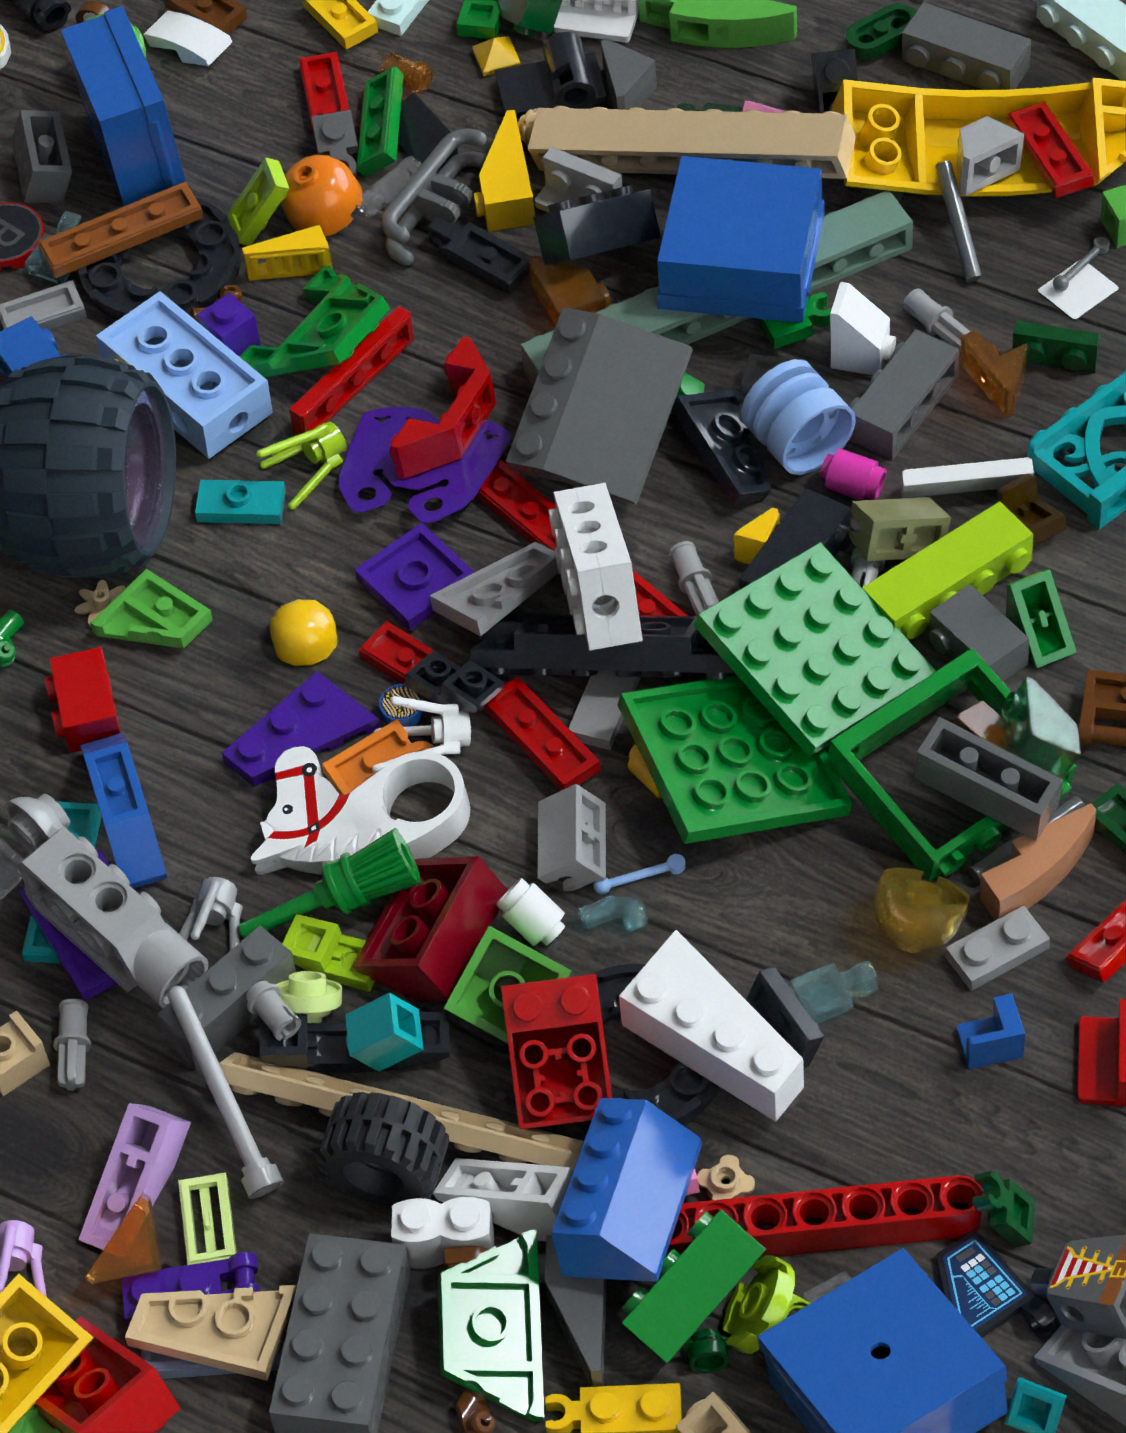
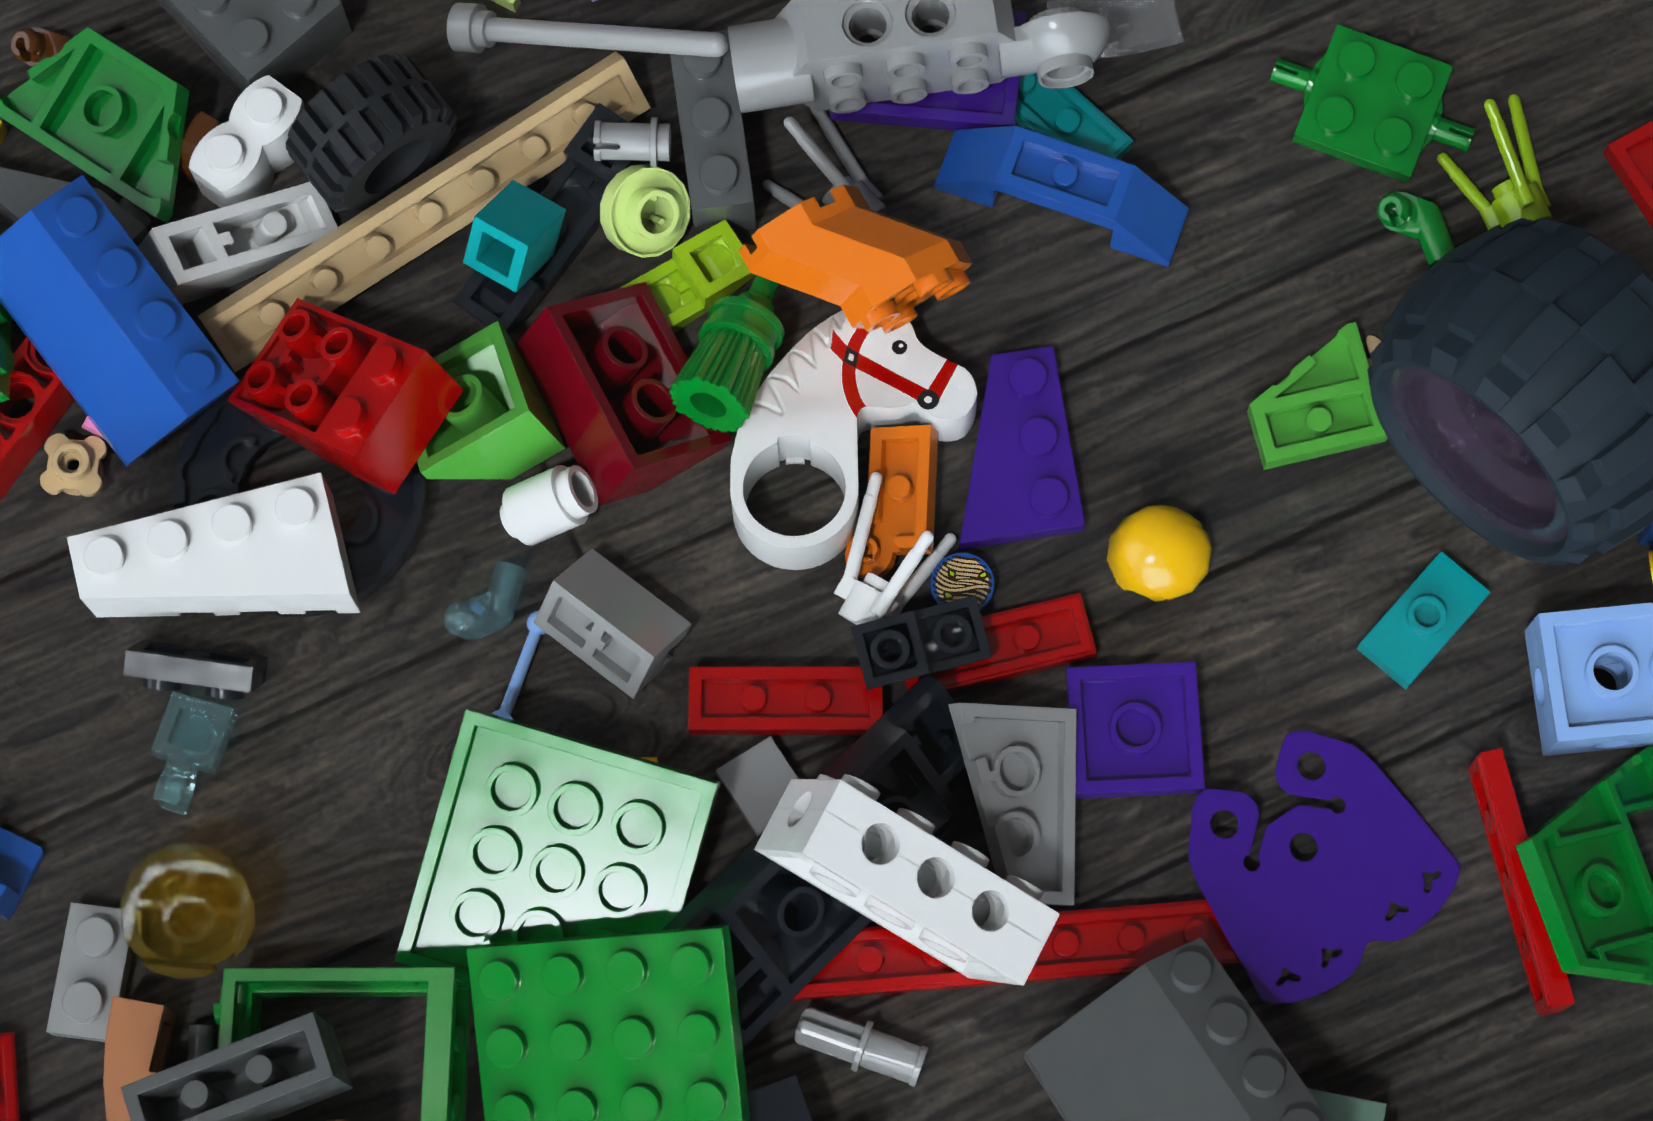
camera: 125 degrees right, 20 degrees up
(84, 698) = (1247, 248): red brick -> none
(257, 835) = (858, 259): none -> orange brick
(319, 444) = (1434, 766): lime plant -> none
(430, 445) = (1409, 1020): red slope -> none

